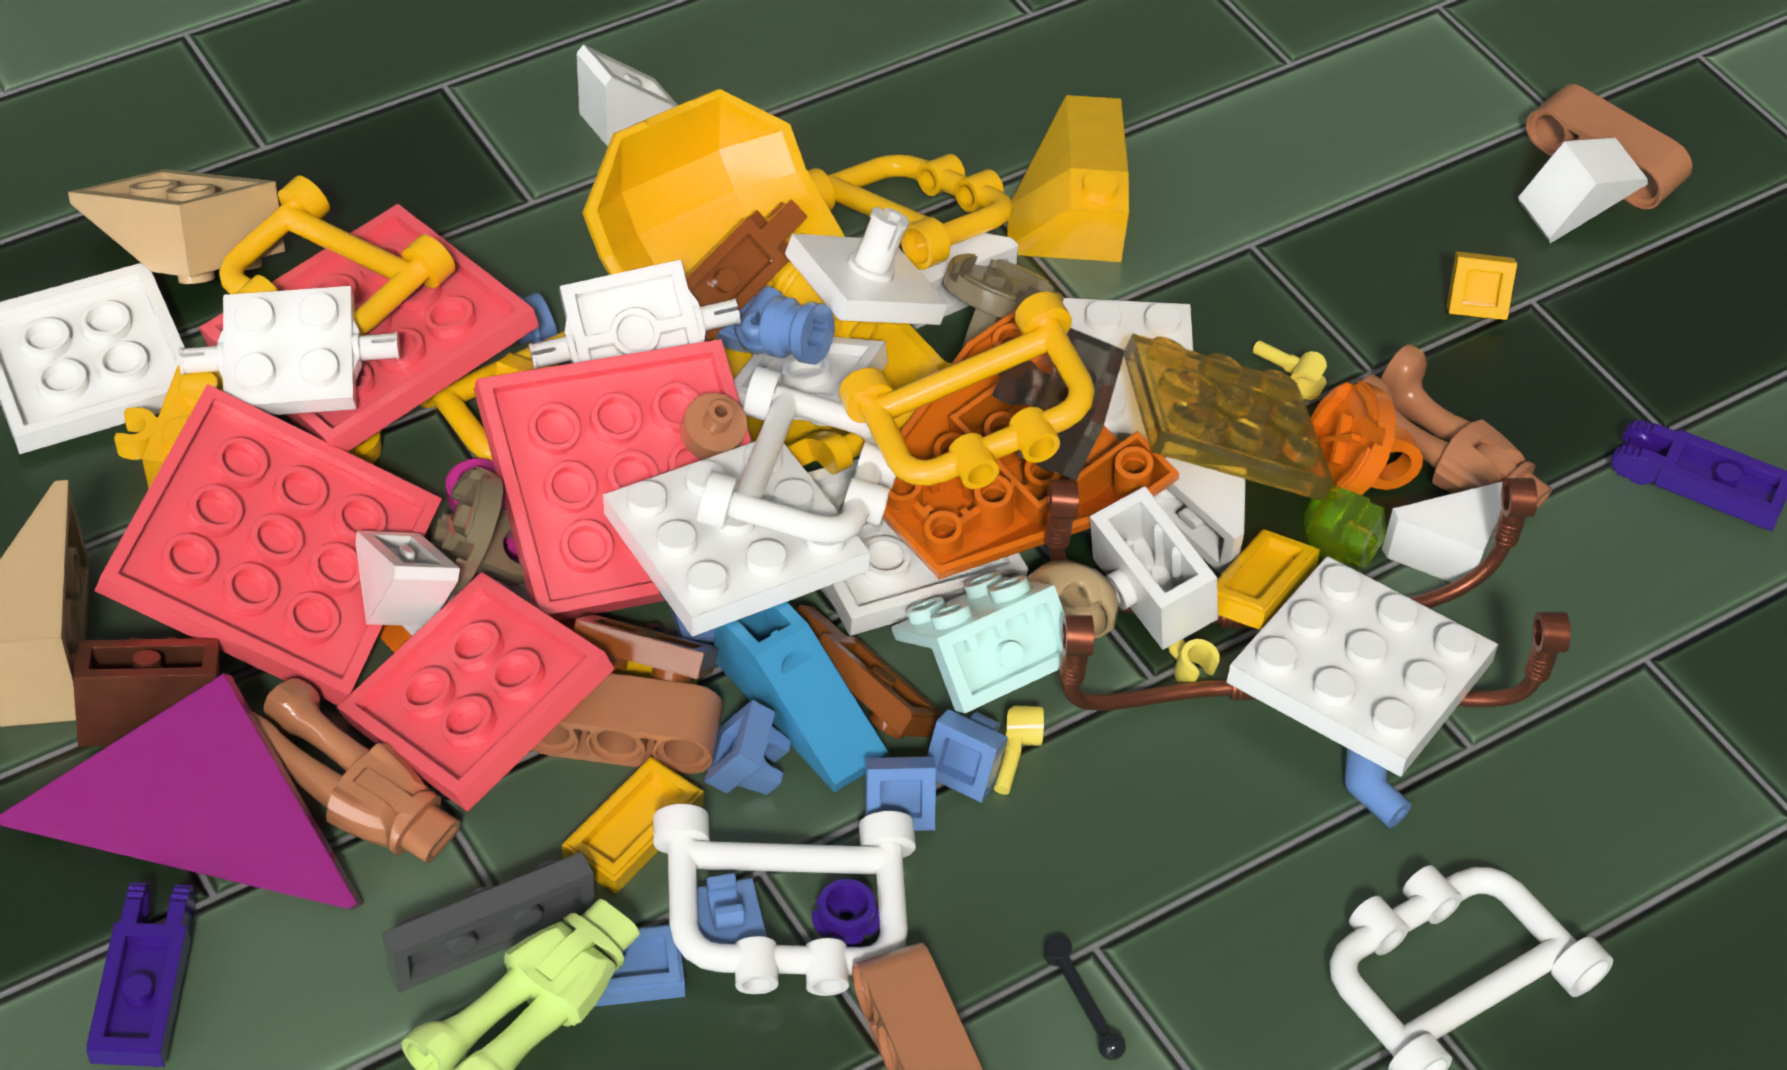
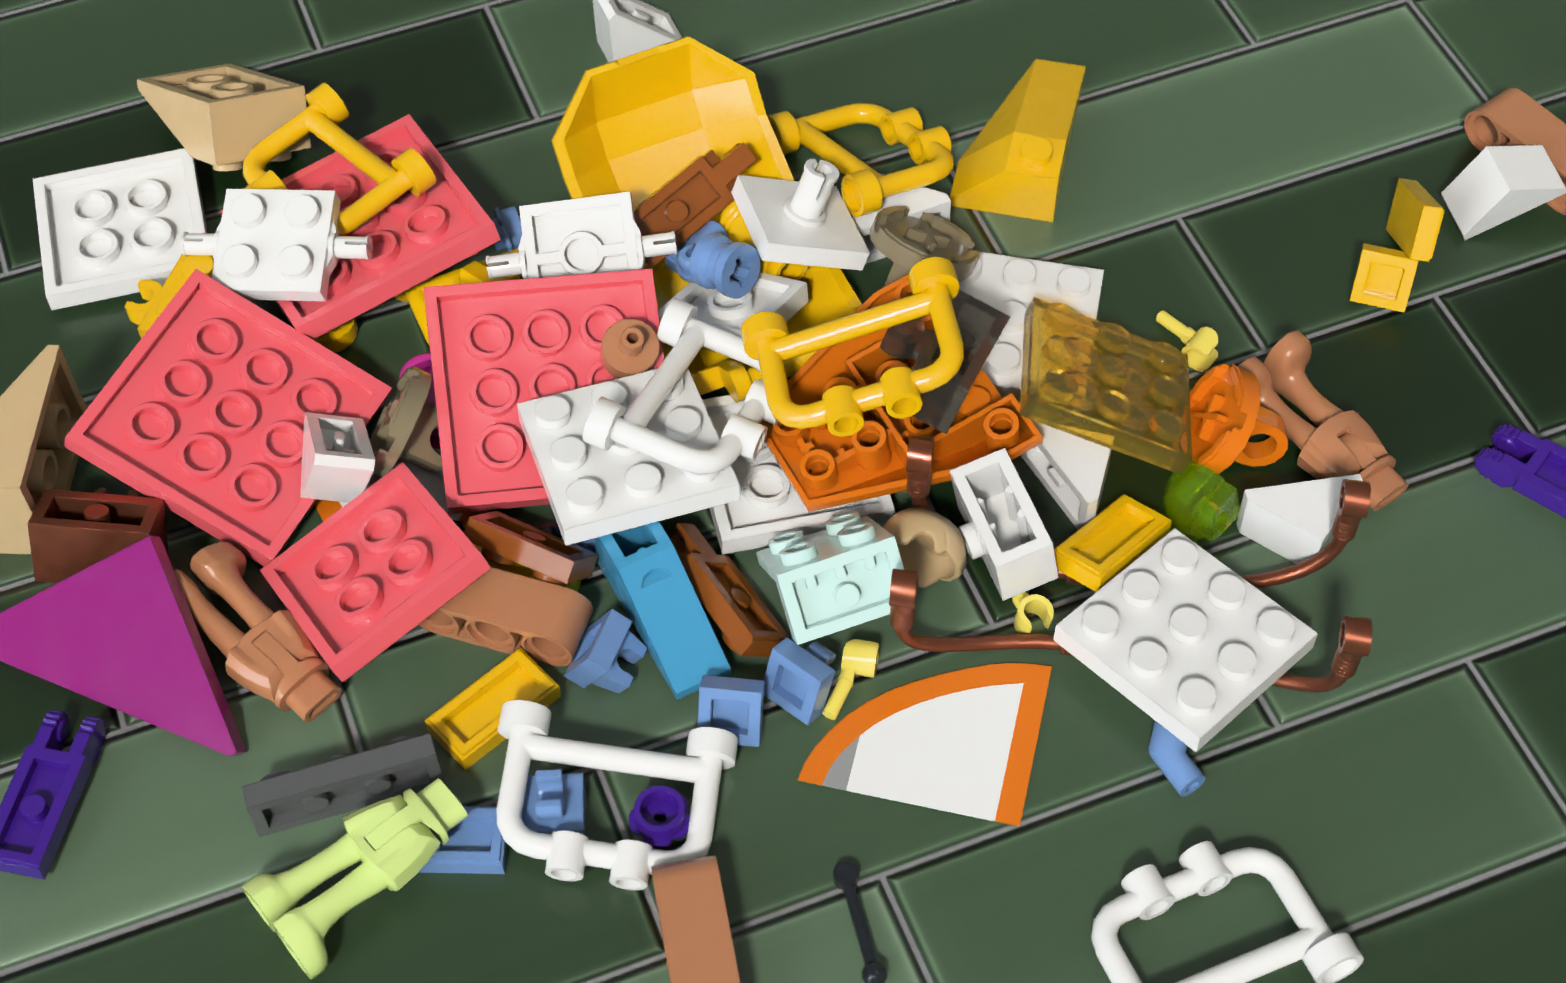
camera: 15 degrees right, 5 degrees up
(1126, 804) = (942, 742): none -> white sticker
(1503, 223) = (1414, 220): none -> yellow tile

